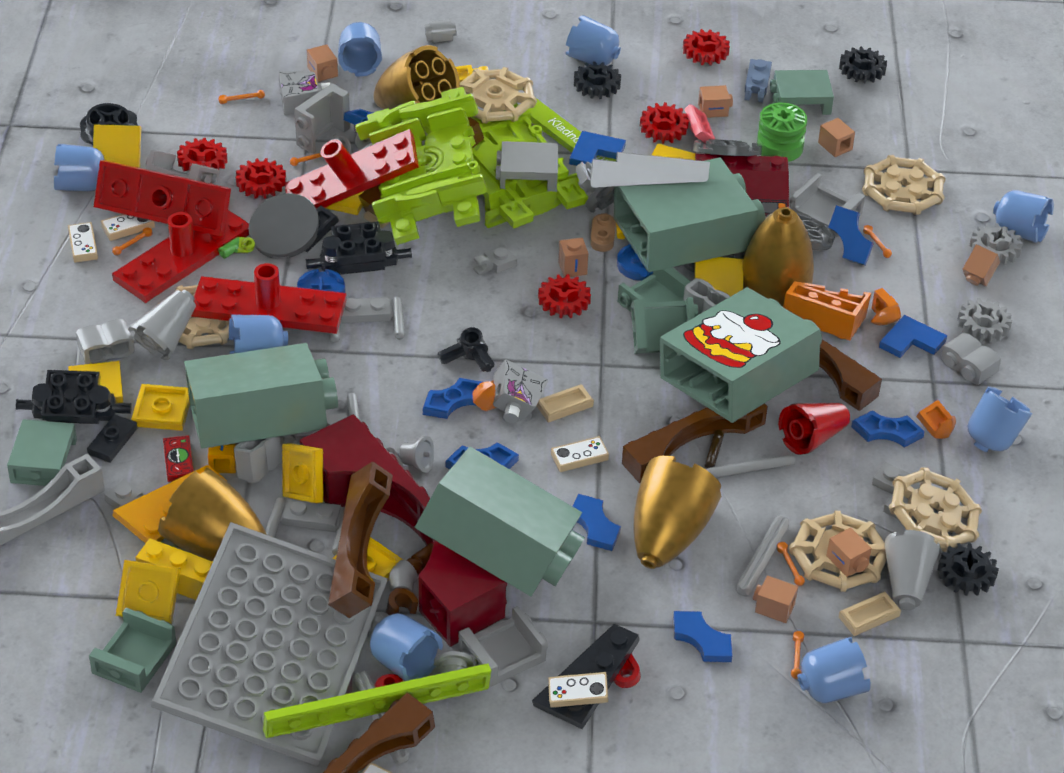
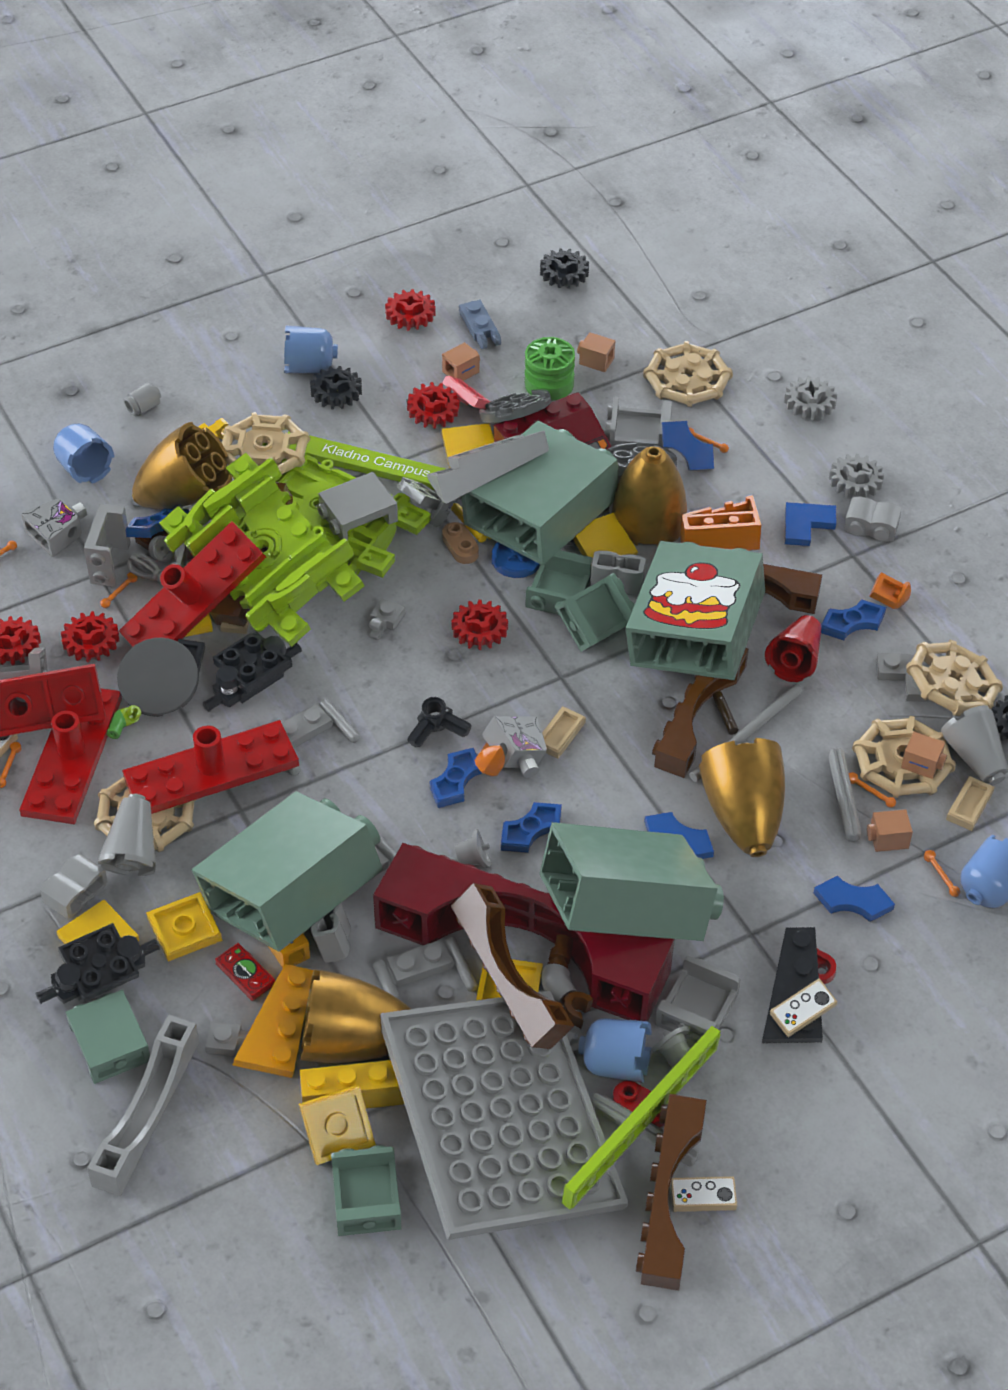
camera: 30 degrees left, 5 degrees up
(112, 438) = (161, 984): black plate -> none
(256, 333) = (227, 810): medium blue cylinder -> none
(302, 473) = (393, 926): yellow tile -> none
(322, 62) = (51, 483): nougat brick -> none
(322, 280) = (238, 718): blue tile -> none
(573, 257) = (458, 581): nougat brick -> none
(579, 454) = (613, 776): tile -> none
(593, 144) = (387, 457): blue tile -> none
(803, 88) = (531, 316): sand green panel -> none
(885, 307) = (768, 503): orange plate -> none
(980, 266) = (817, 425): nougat brick -> none
(997, 421) = (947, 569): medium blue cylinder -> none
(1024, 214) = (816, 358): medium blue cylinder -> none

